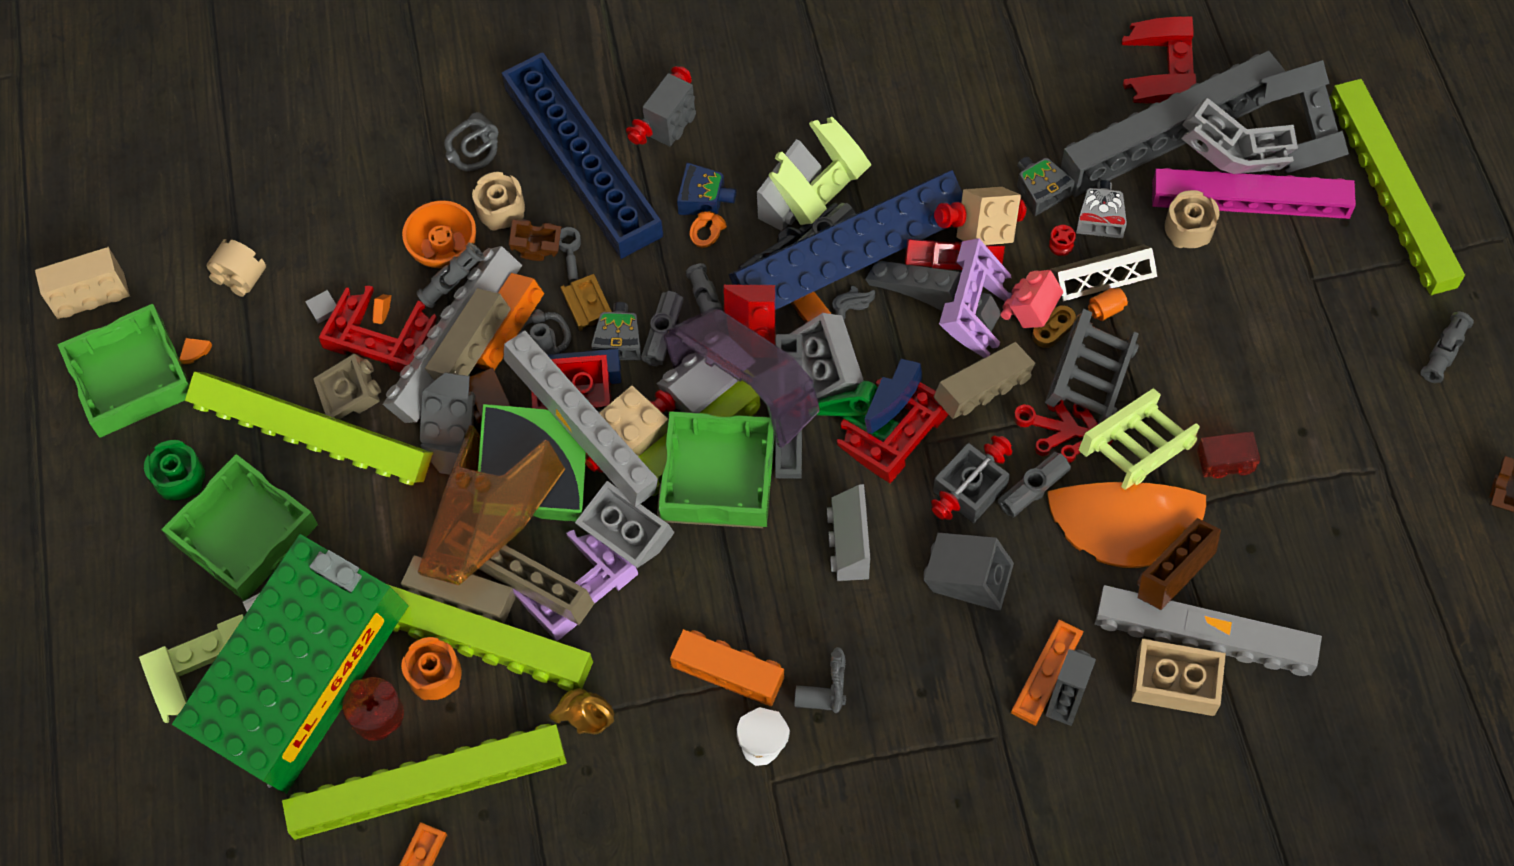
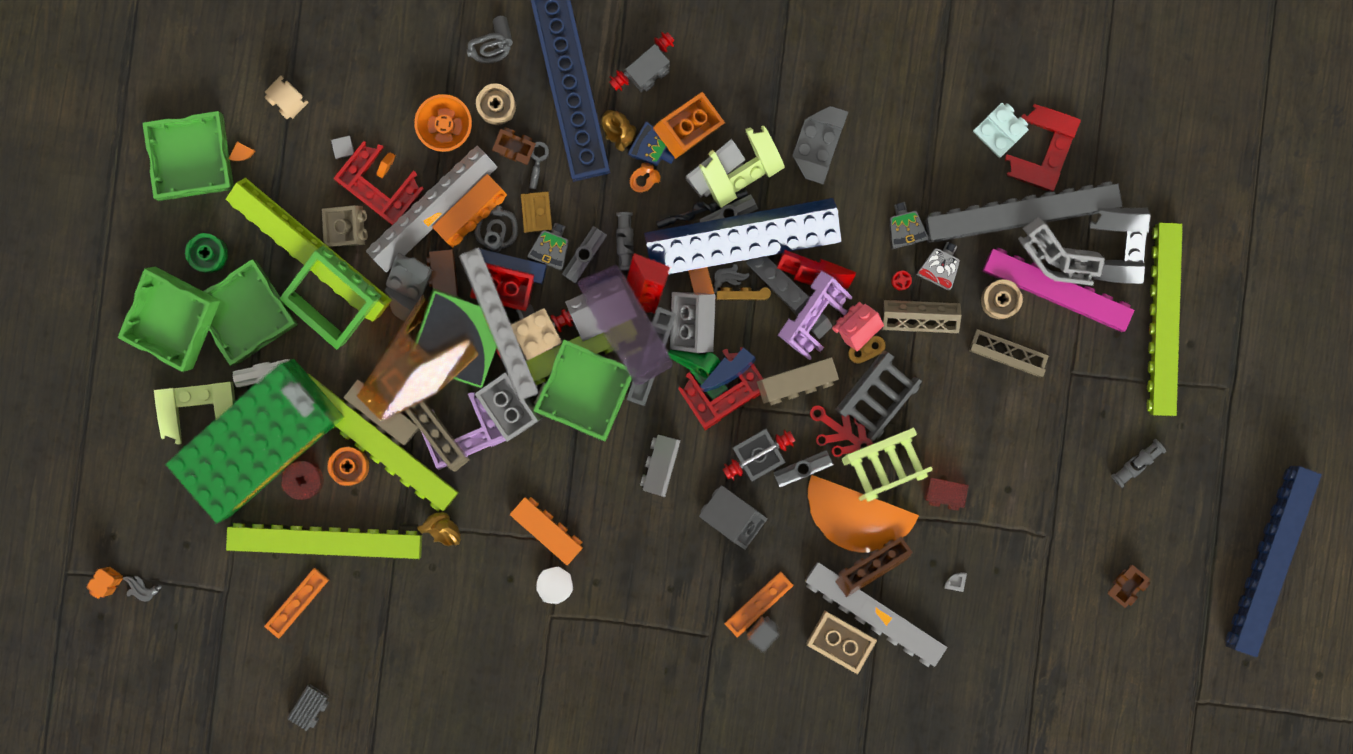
camera: 15 degrees right, 25 degrees up
(82, 283) = (170, 73): tan brick -> none
(139, 556) = (169, 318): none -> bright green tile
(394, 479) = (312, 316): none -> bright green window
(452, 274) = (442, 161): dark grey piece -> none
(469, 334) = (439, 224): dark tan brick -> none
(656, 182) = (618, 129): none -> pearl gold hair
(739, 148) = (688, 125): none -> orange brick
(822, 697) = (604, 573): dark grey piece -> none
(877, 312) = (743, 294): none -> pearl gold plate
(900, 125) = (818, 143): none -> dark grey piece
(984, 215) = (848, 250): tan brick -> none
(1106, 56) = (1001, 129): none -> light aqua plate
(1107, 303) = (912, 345): orange brick -> none
(1228, 280) = (1008, 360): none -> dark tan fence
(1292, 560) = (956, 582): none -> light grey tile

